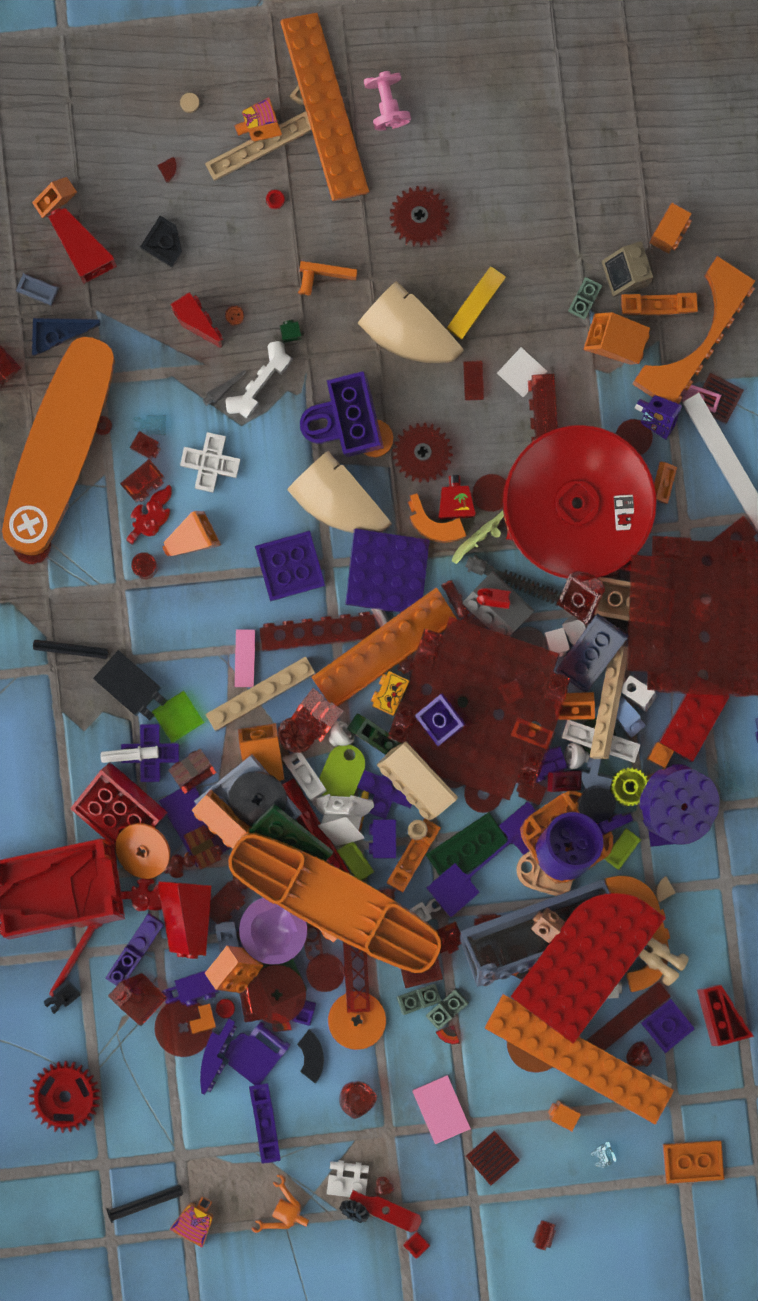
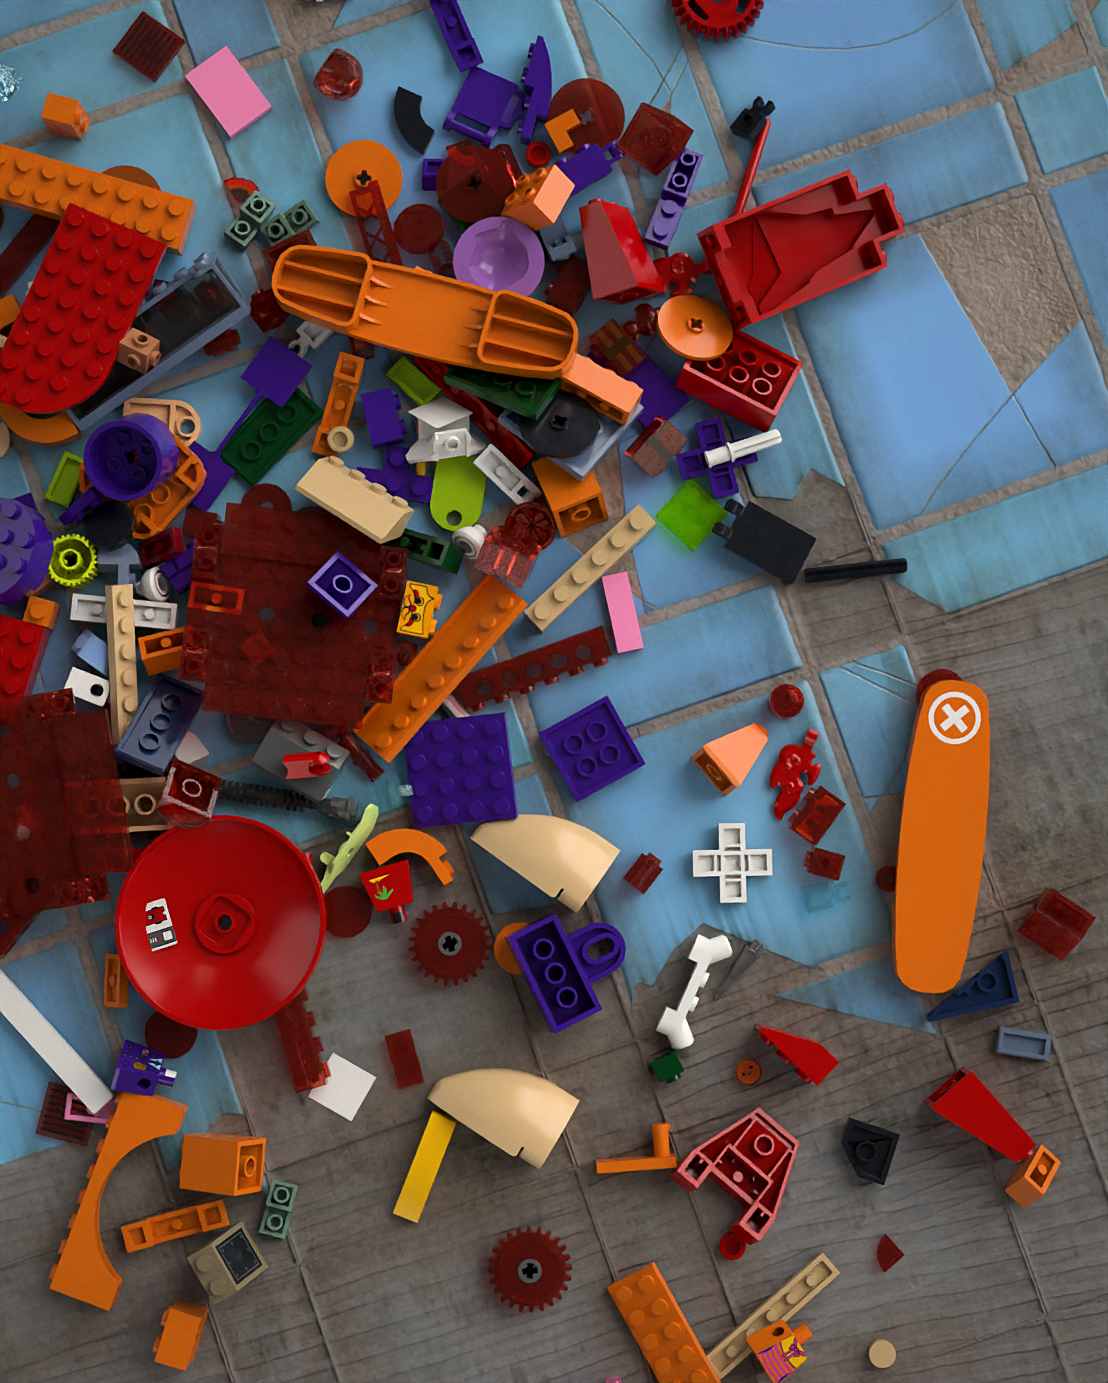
camera: 175 degrees right, 0 degrees up
(249, 252) = (750, 1164): none -> red wedge
(274, 470) = (643, 872): none -> clear red brick
(435, 567) = (395, 792): none -> clear light blue tile
(557, 641) = (212, 730): white brick -> none

